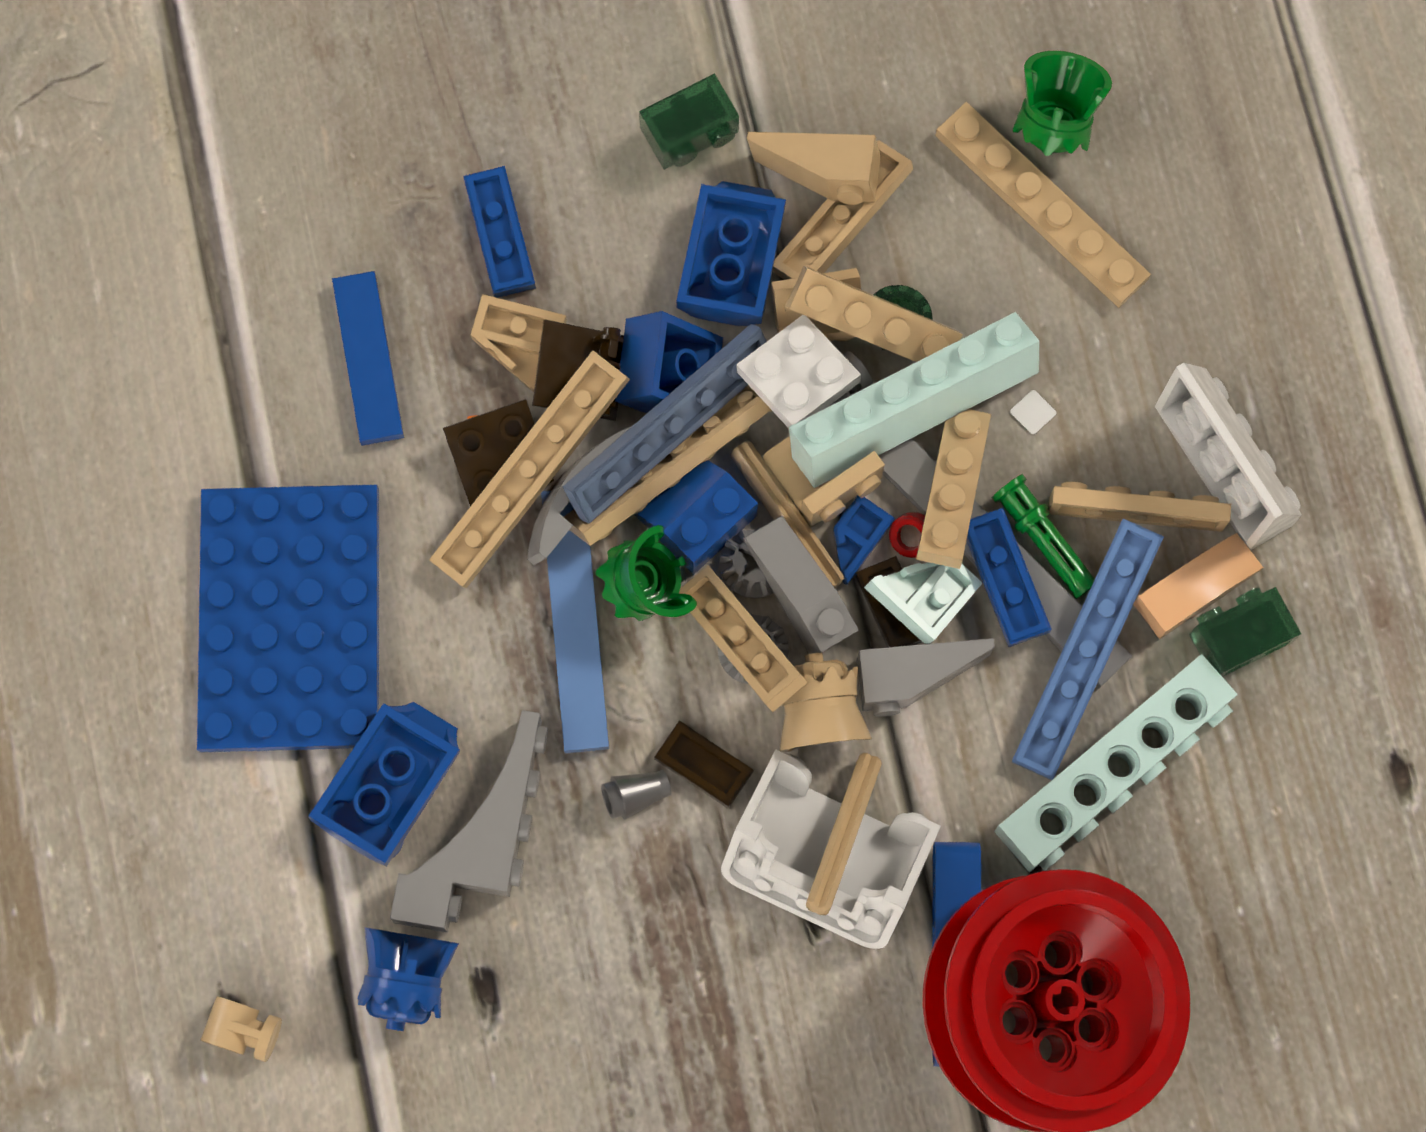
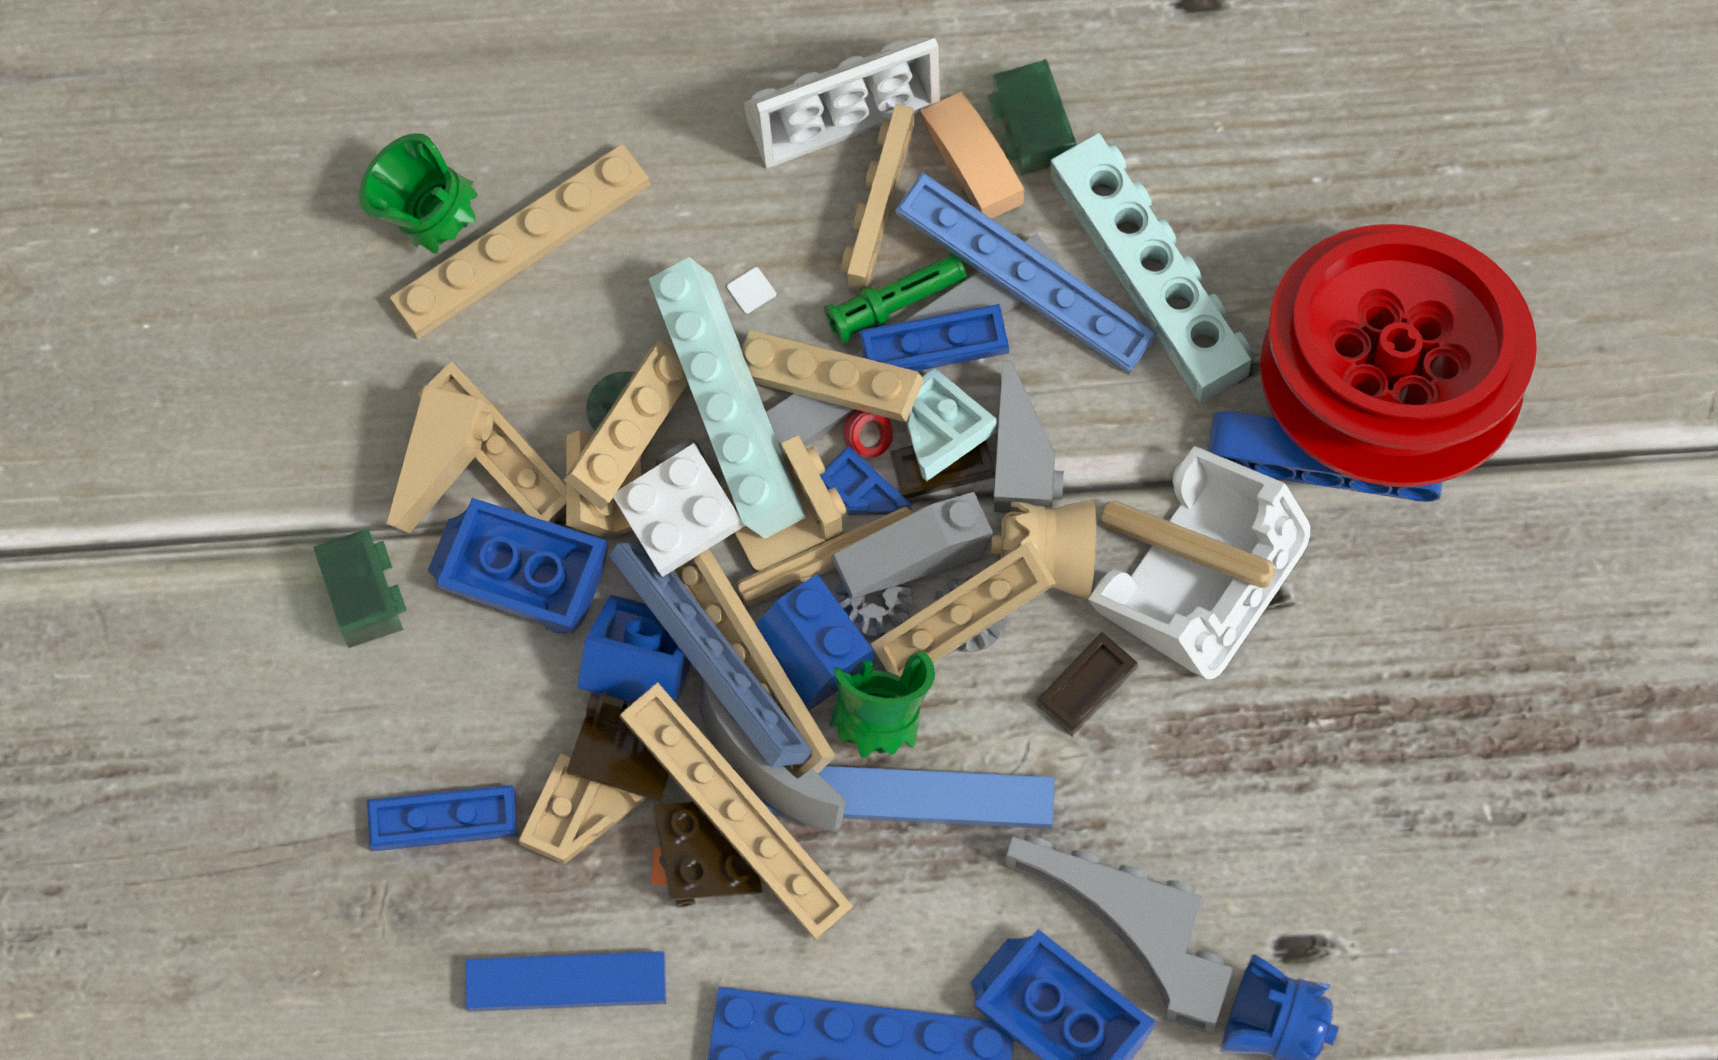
camera: 75 degrees left, 5 degrees down
(632, 793) = (1109, 758): flat silver cone -> none

